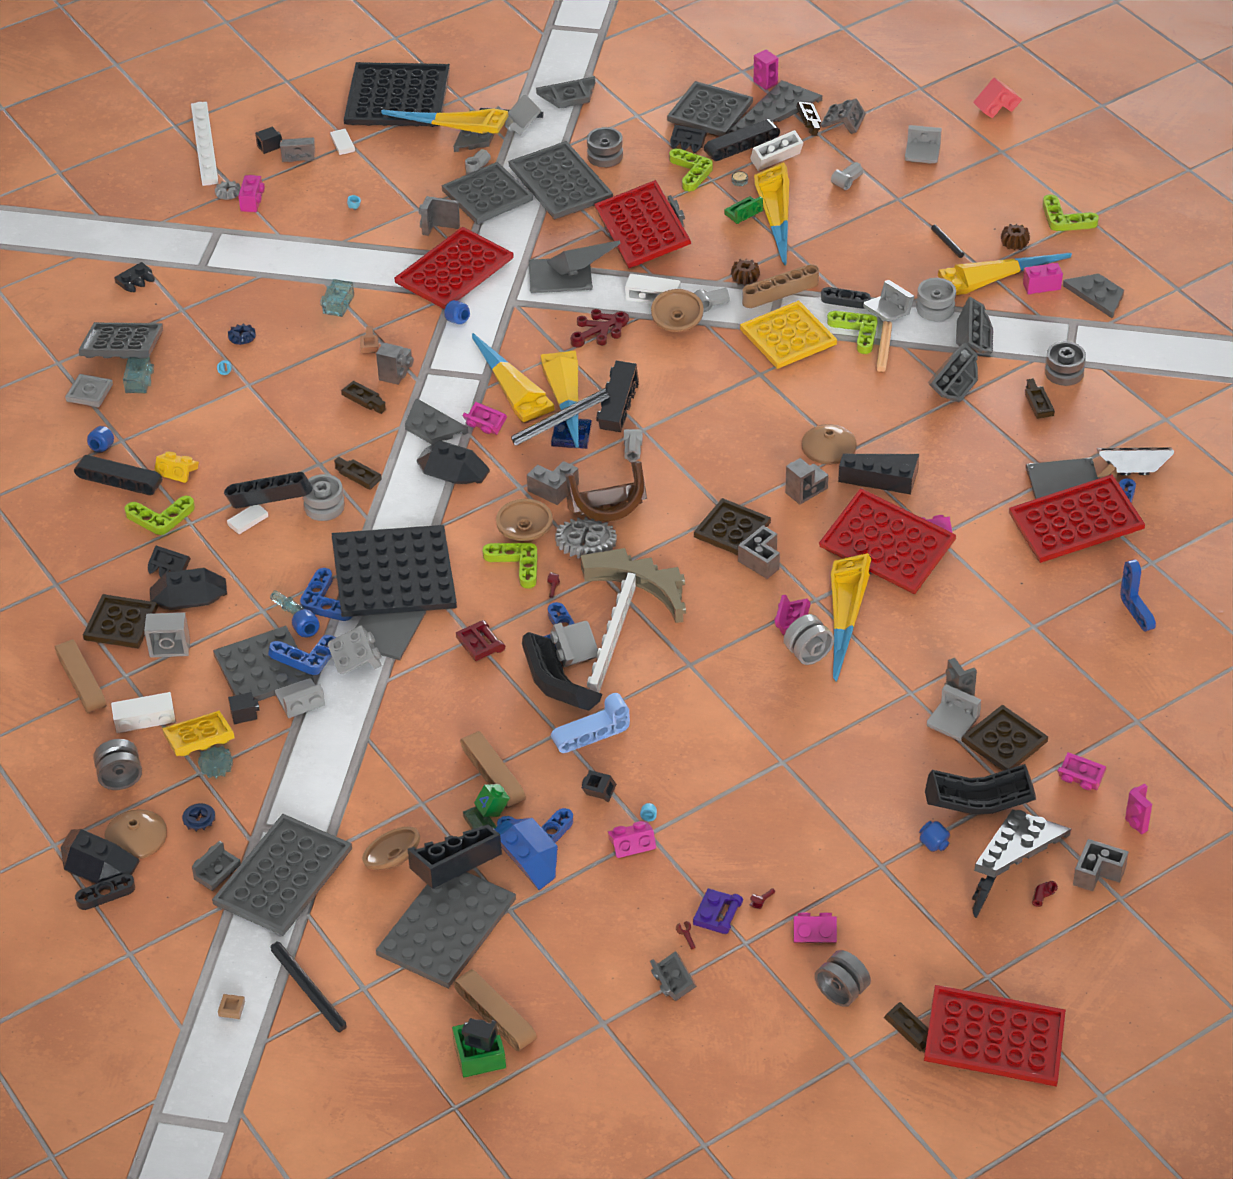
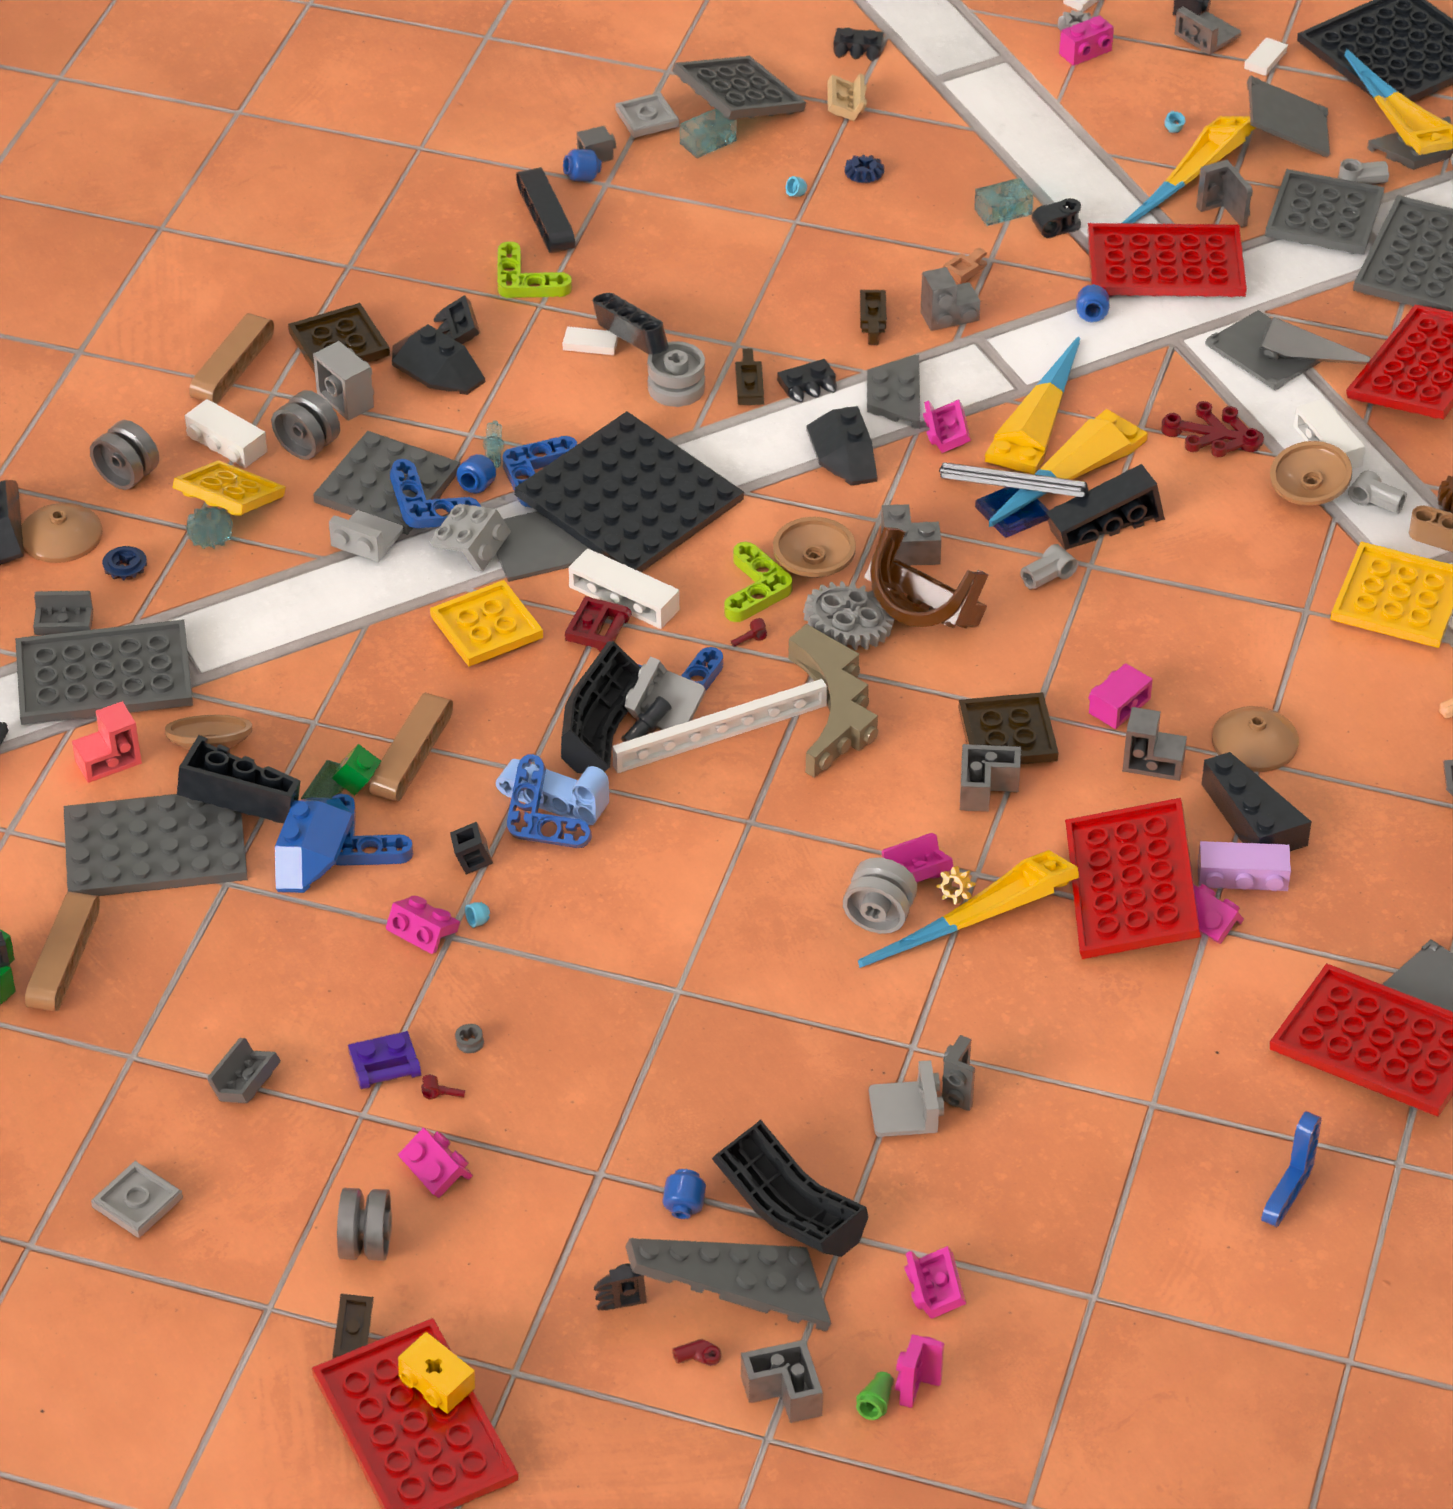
camera: 50 degrees right, 0 degrees up
(87, 422) = (599, 141): none -> dark grey brick
(174, 466) = (606, 239): yellow bracket -> none
(178, 304) = (845, 97): none -> tan bracket
(187, 670) = (305, 424): none -> flat silver wheel
(243, 708) = (305, 501): black brick -> none
(353, 899) = (112, 747): none -> coral brick
(375, 285) = (1056, 218): none -> black piece
(382, 451) = (808, 379): none -> black plate
(392, 201) = (1212, 145): none -> yellow plate
(406, 159) = (1288, 116): none -> dark grey piece
(428, 685) = (486, 623): none -> yellow plate
(465, 612) = (619, 584): none -> white brick
(580, 661) = (648, 720): none -> black pin
(604, 748) = (537, 820): none -> blue beam
(686, 933) = (322, 1052): dark red hand -> none
(720, 1075) = (137, 1199): none -> light grey plate
(736, 860) = (472, 1045): none -> dark grey bush
(756, 471) = (1118, 694): none -> dark pink brick
(828, 609) = (959, 878): none -> yellow gear
(919, 494) = (1244, 866): none -> lavender brick
(980, 1001) = (436, 1373): none -> yellow brick
(1005, 738) = (918, 1176): dark brown plate -> none
(1135, 839) = (874, 1398): none -> bright green cone

